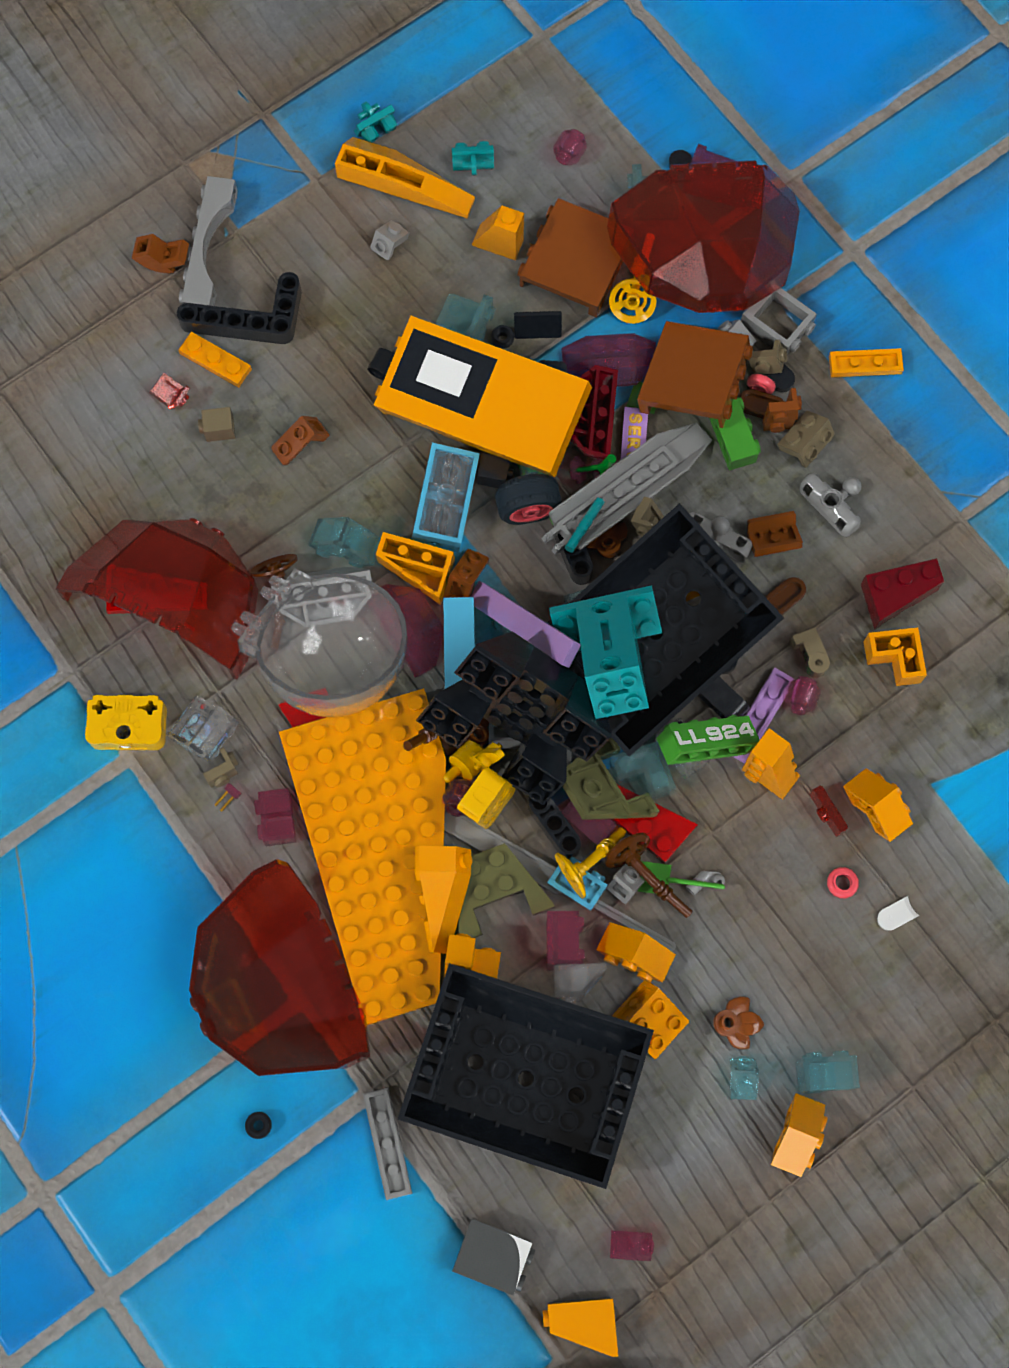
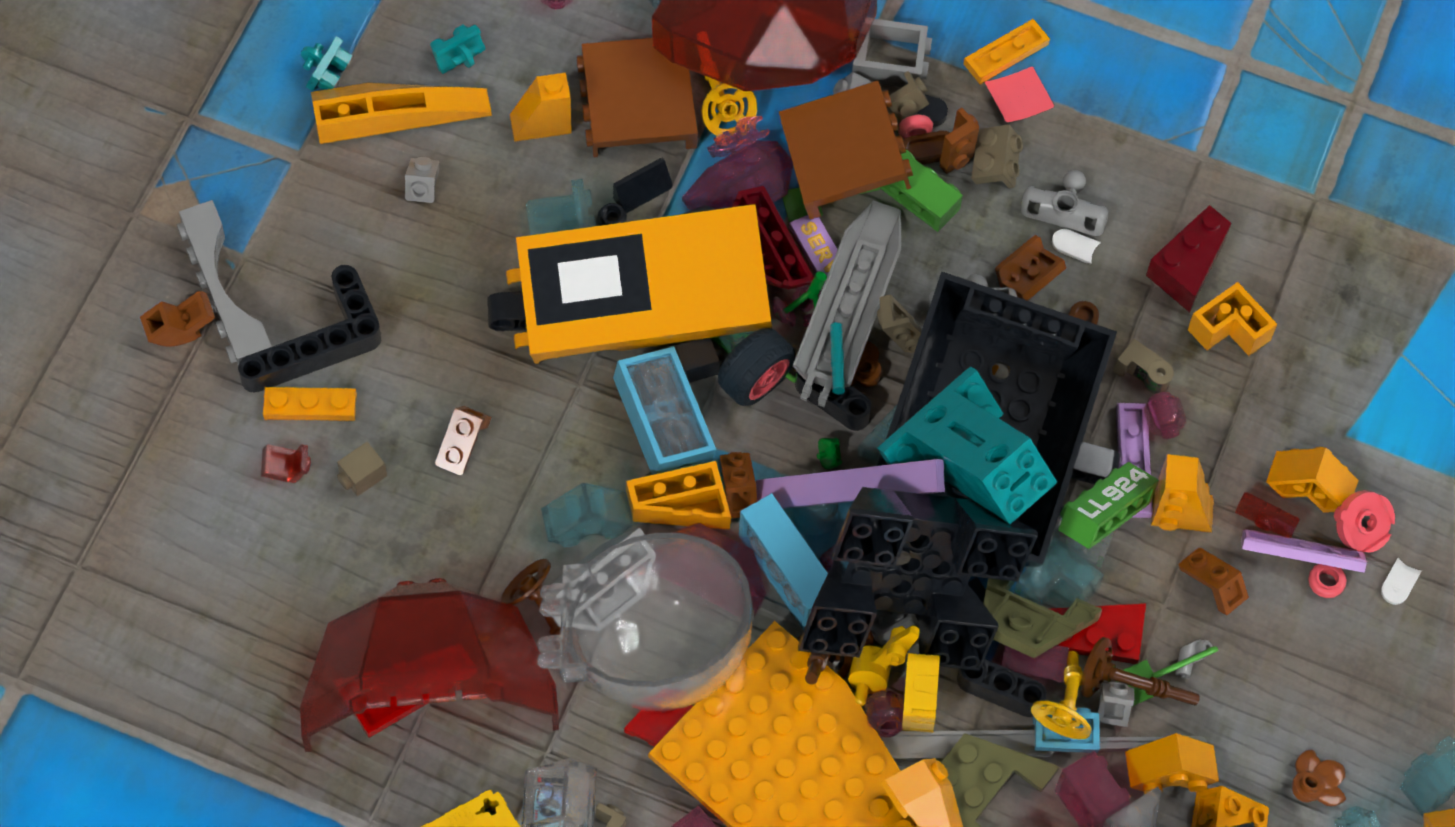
camera: 35 degrees left, 10 degrees down
(545, 589) = (829, 452): none -> green piece
(617, 326) = (732, 143): none -> clear pink plate
(760, 835) = (1216, 574): none -> dark orange bracket
(822, 533) = (1074, 245): none -> white piece
(838, 852) = (1303, 550): none -> lavender tile
(855, 400) = (1020, 95): none -> coral sticker
(894, 843) = (1350, 516): none -> coral plate

